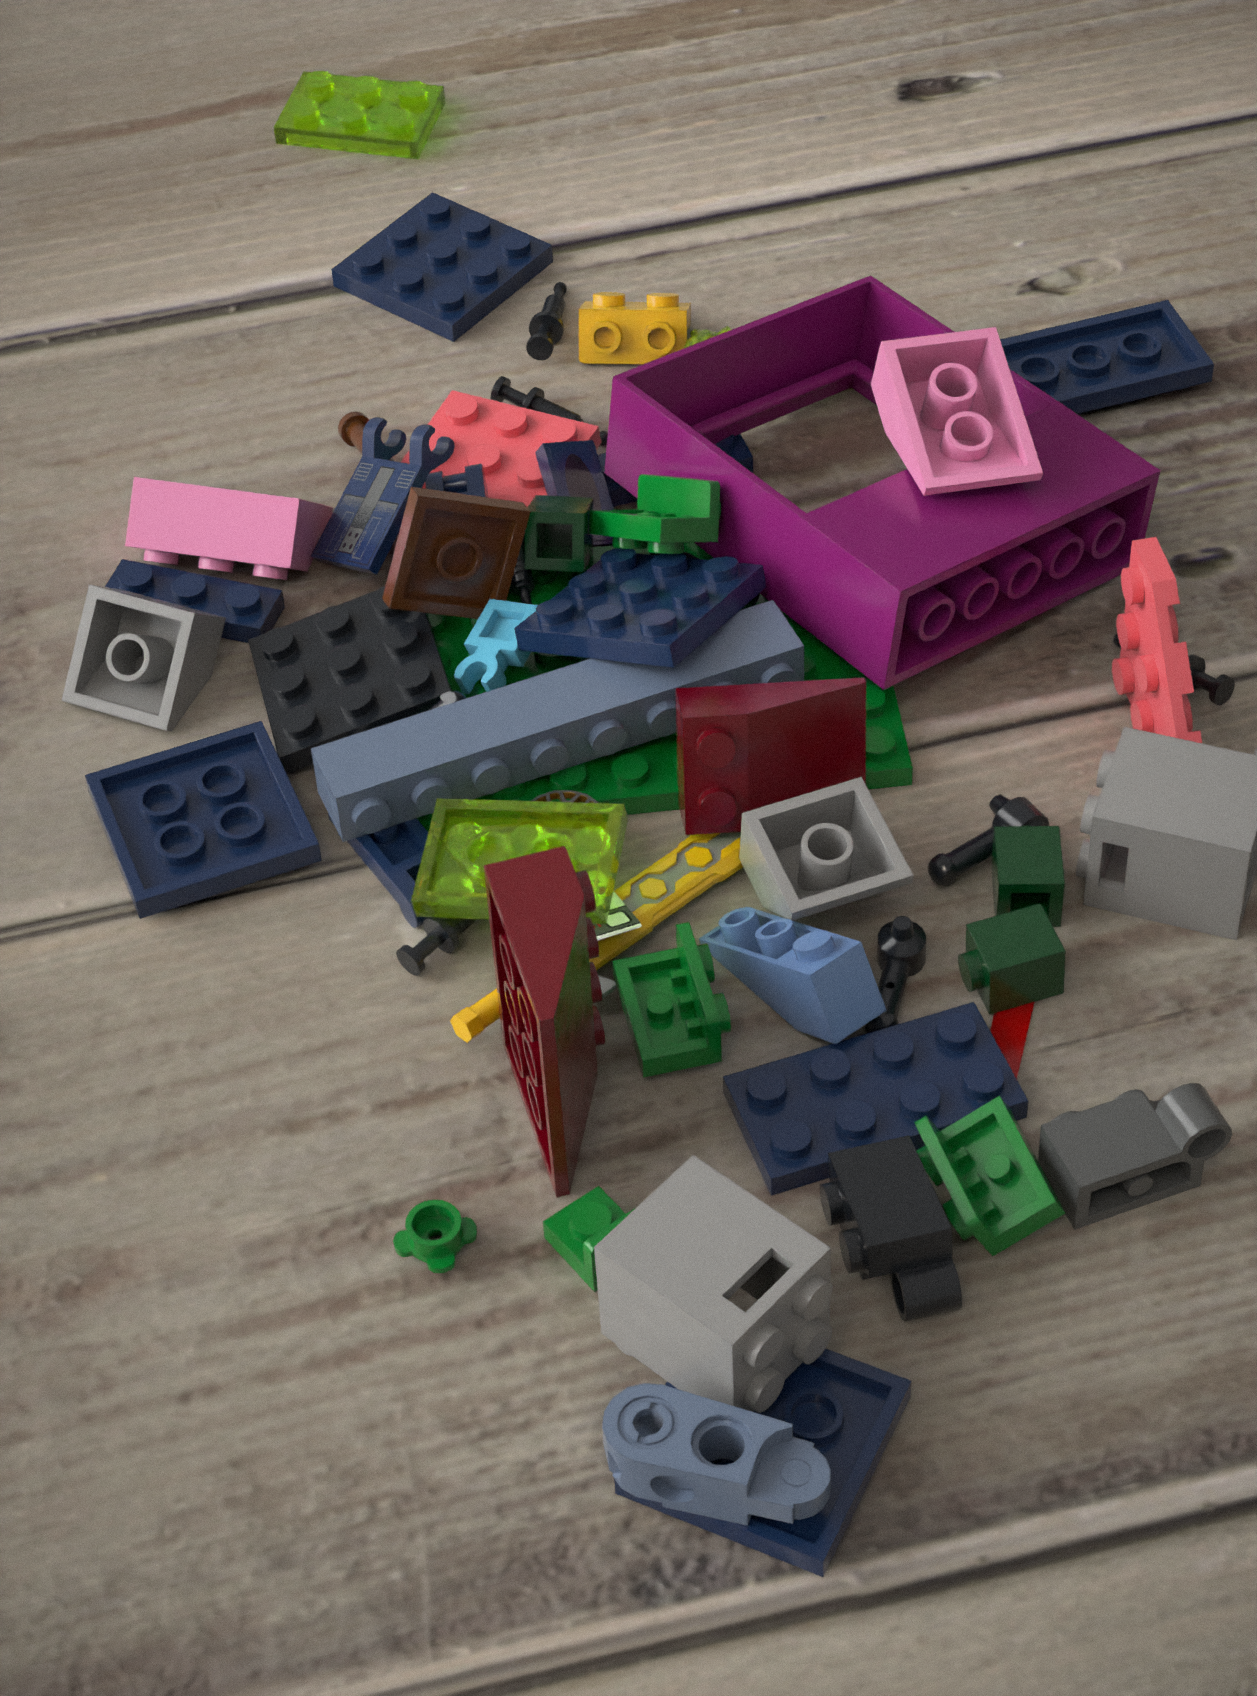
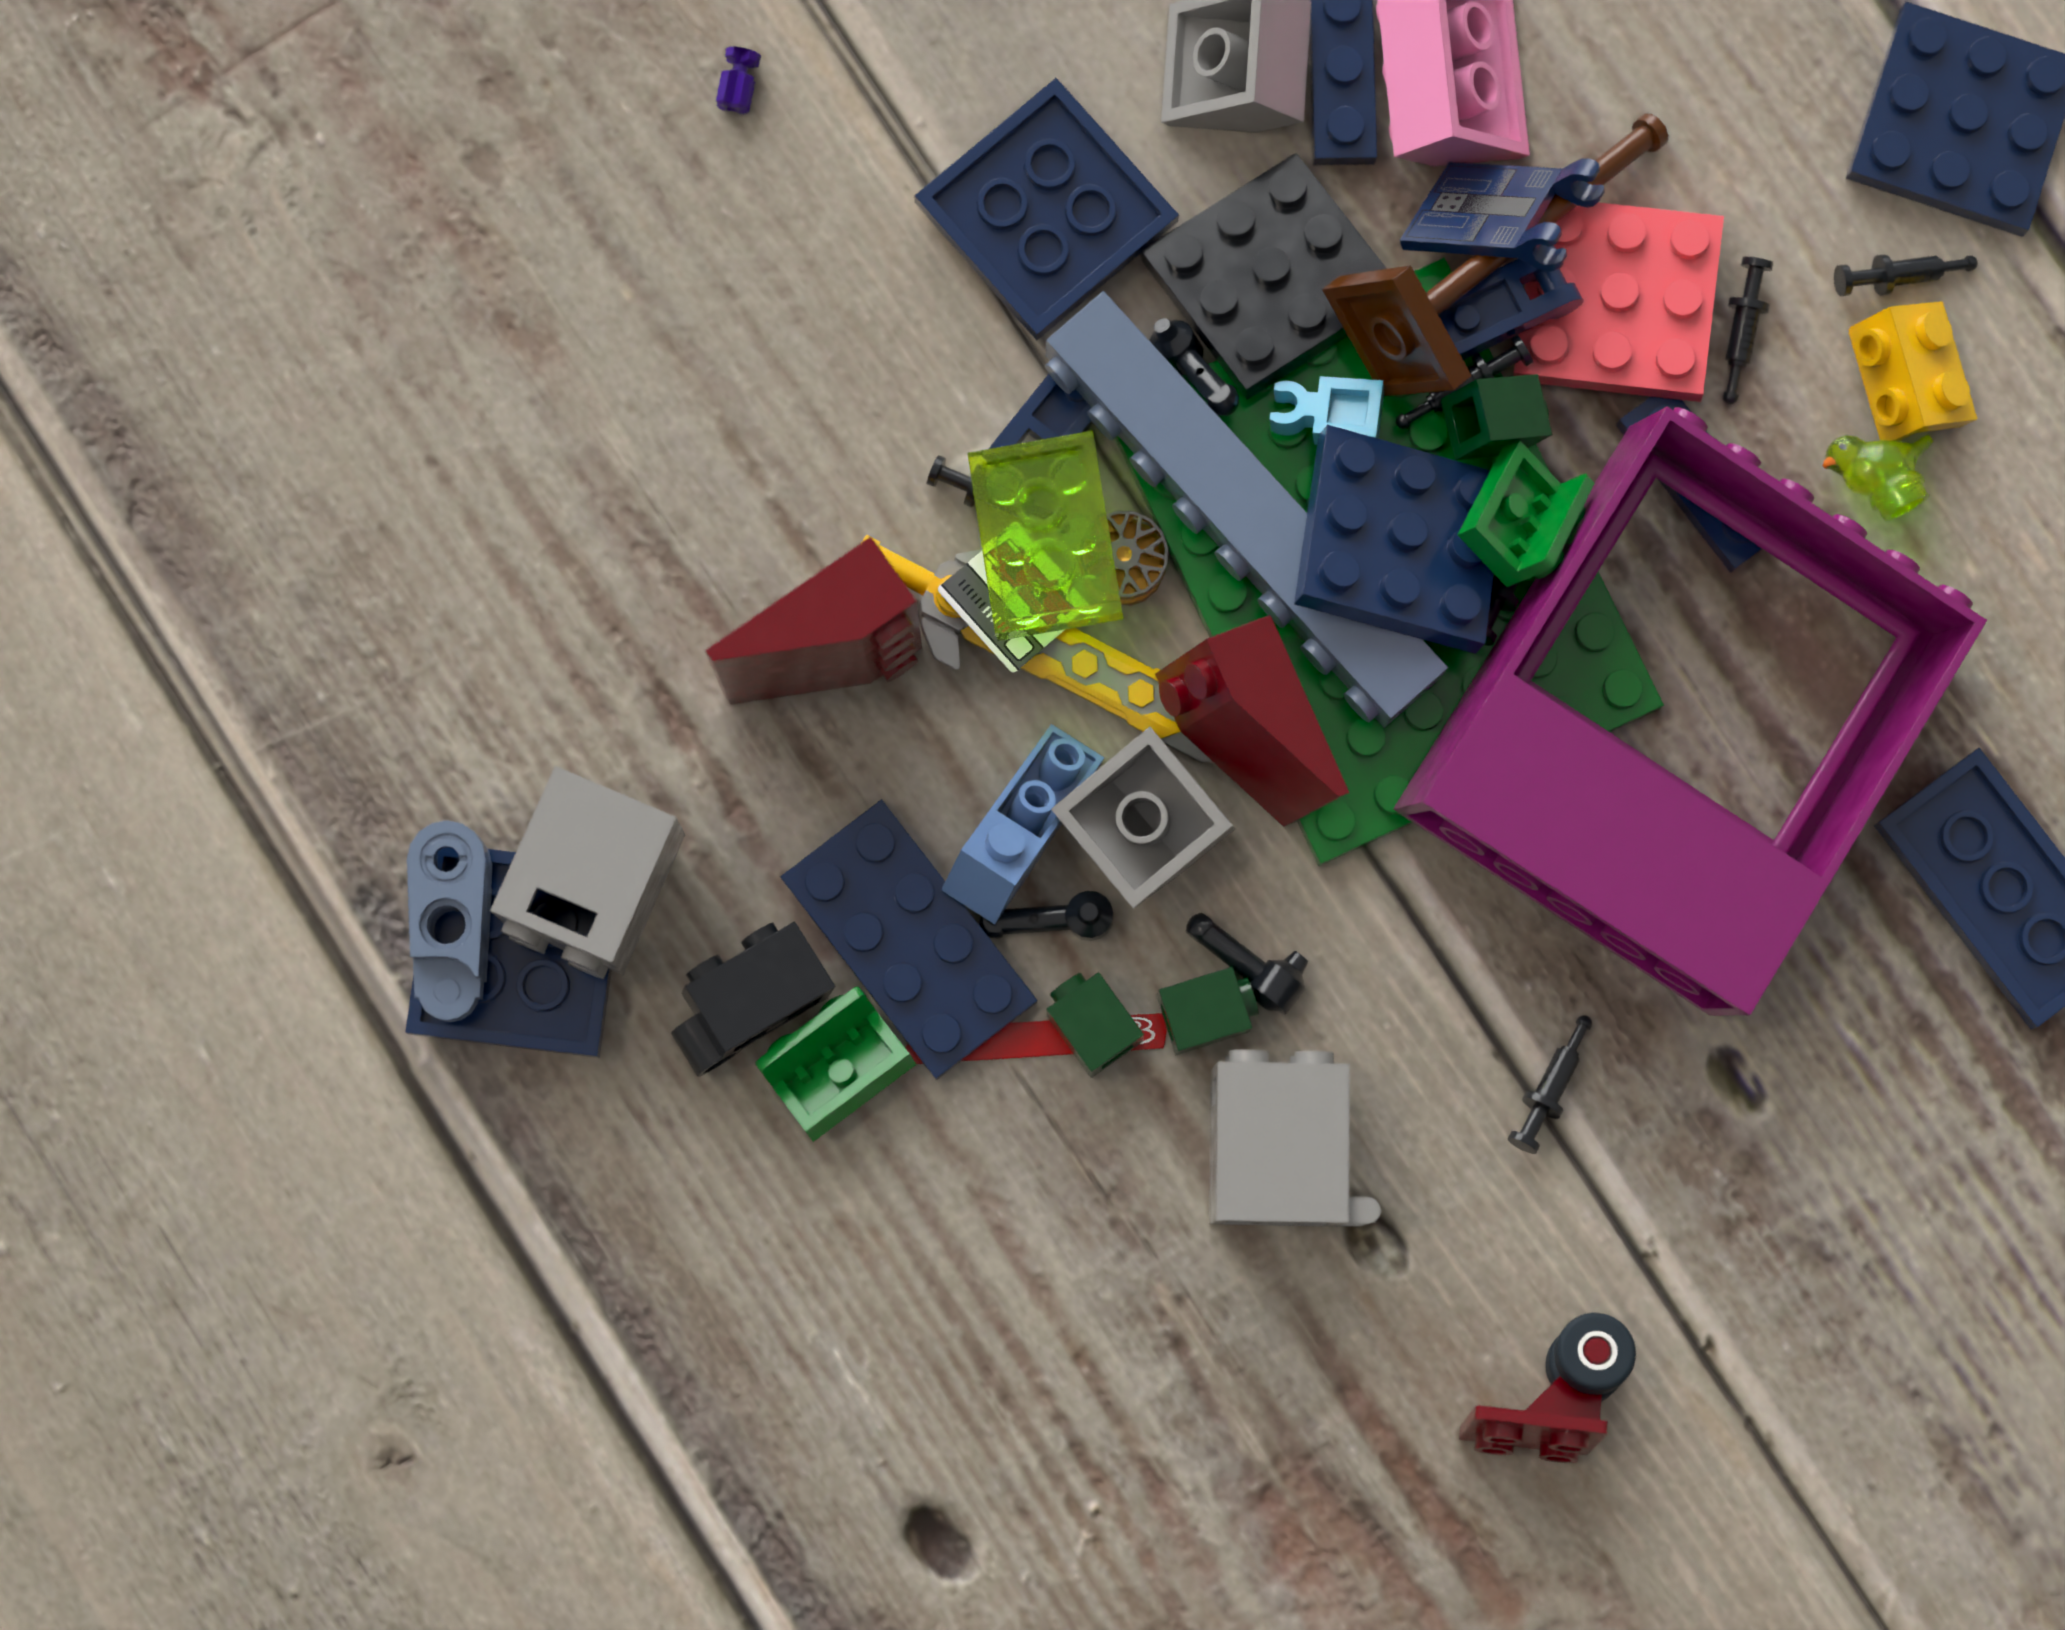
camera: 65 degrees right, 35 degrees up
(430, 1220) = (632, 591): green plate -> none
(575, 472) = (1596, 410): dark blue tile -> none
(580, 1228) = (678, 747): green bracket -> none
(672, 1007) = (944, 726): green bracket -> none
(954, 411) = (1704, 789): bright pink slope -> none
(1130, 1151) = (899, 1180): dark grey hinge -> none
(1151, 662) = (1471, 1078): coral plate -> none

